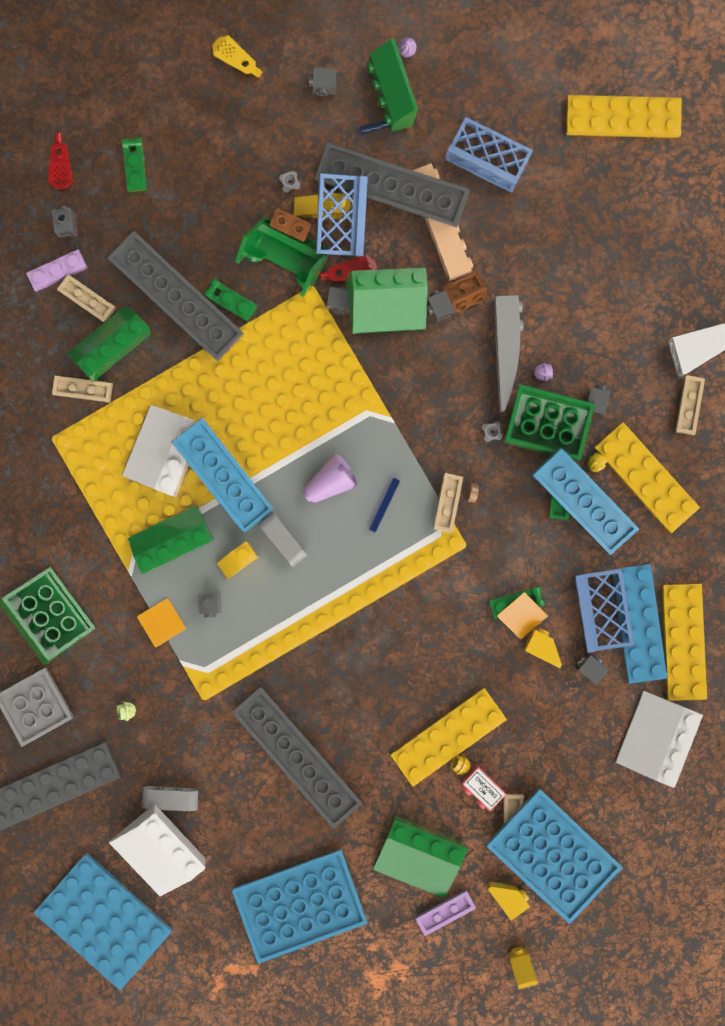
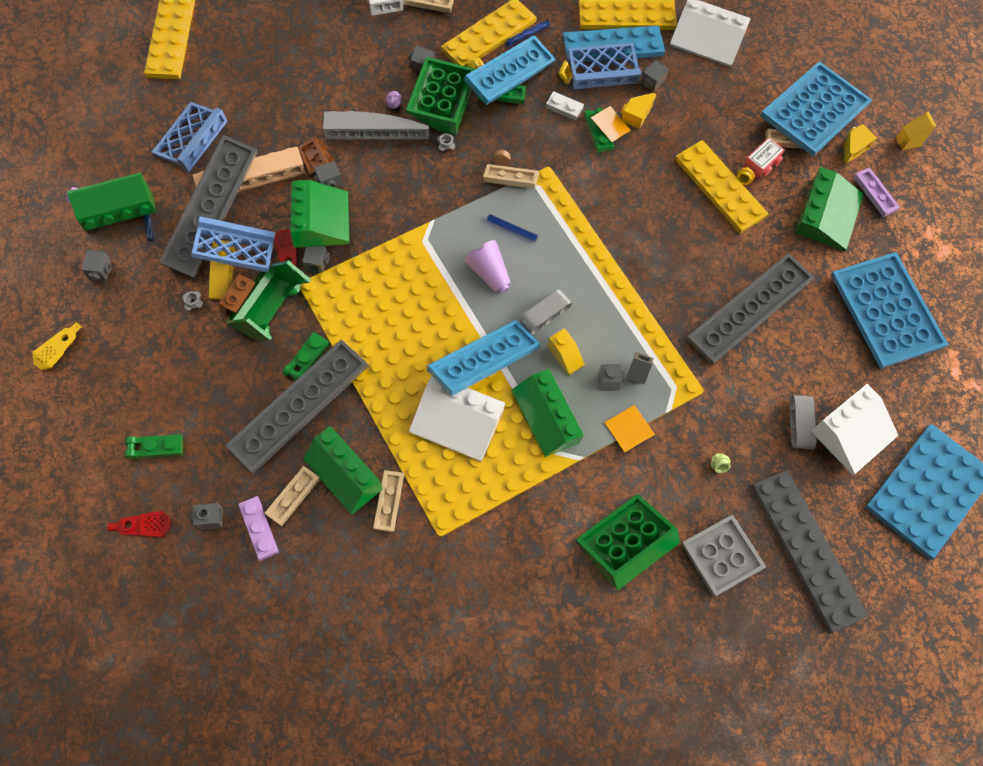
camera: 95 degrees left, 20 degrees down
(218, 634) = (639, 368): none -> dark grey brick
(548, 564) = (564, 106): none -> white plate
(592, 565) = (565, 73): none -> yellow slope
(650, 523) = (528, 32): none -> clear blue bar

